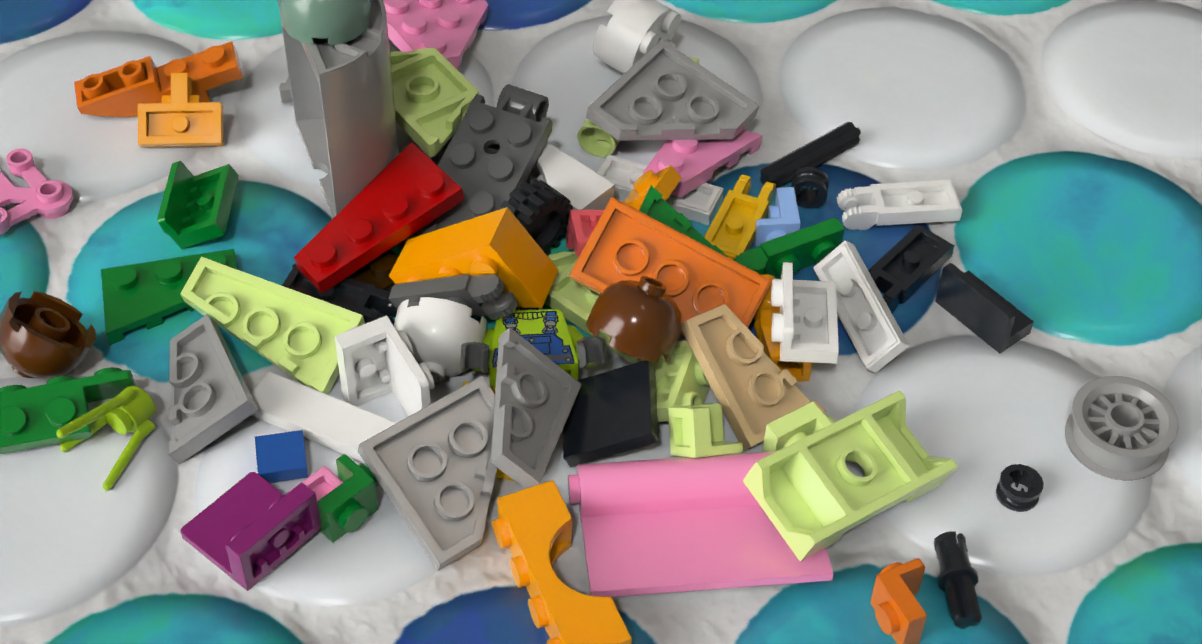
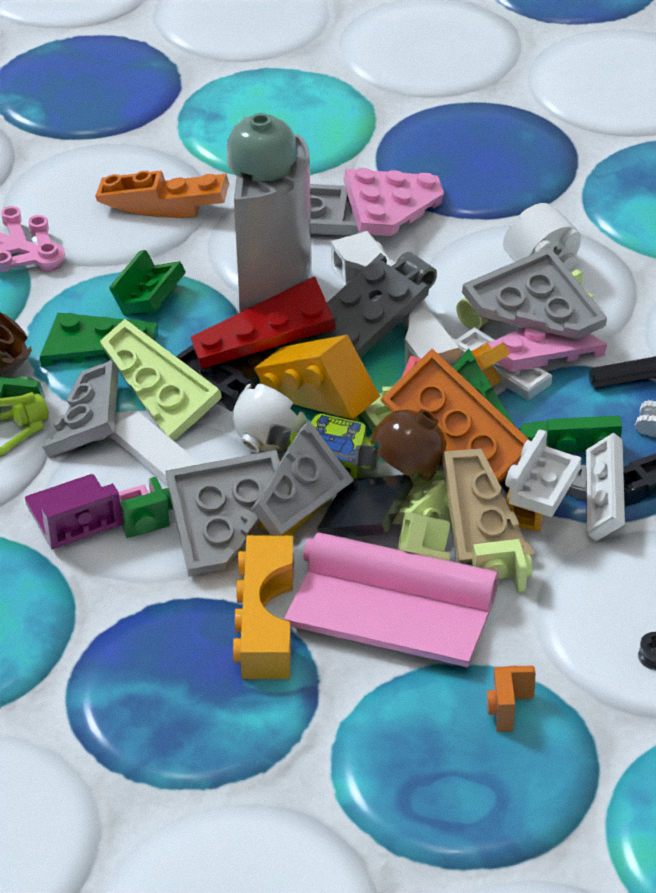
camera: 25 degrees right, 5 degrees down
(180, 119) = (165, 221): light orange hinge -> none
(281, 456) = (119, 469): blue tile -> none
(381, 361) = (207, 422): white bracket -> none
(429, 97) = (343, 244): yellowish green wing -> none
(478, 292) = (302, 392): dark grey hinge -> none
(540, 212) = (381, 342): black tyre -> none
(736, 219) = (551, 398): yellow hinge -> none
(782, 217) = (582, 406): light blue bracket -> none
(814, 178) = (628, 394): black bush -> none
(816, 496) = (478, 600): yellowish green piece -> none
(958, 579) = (564, 695): black axle -> none

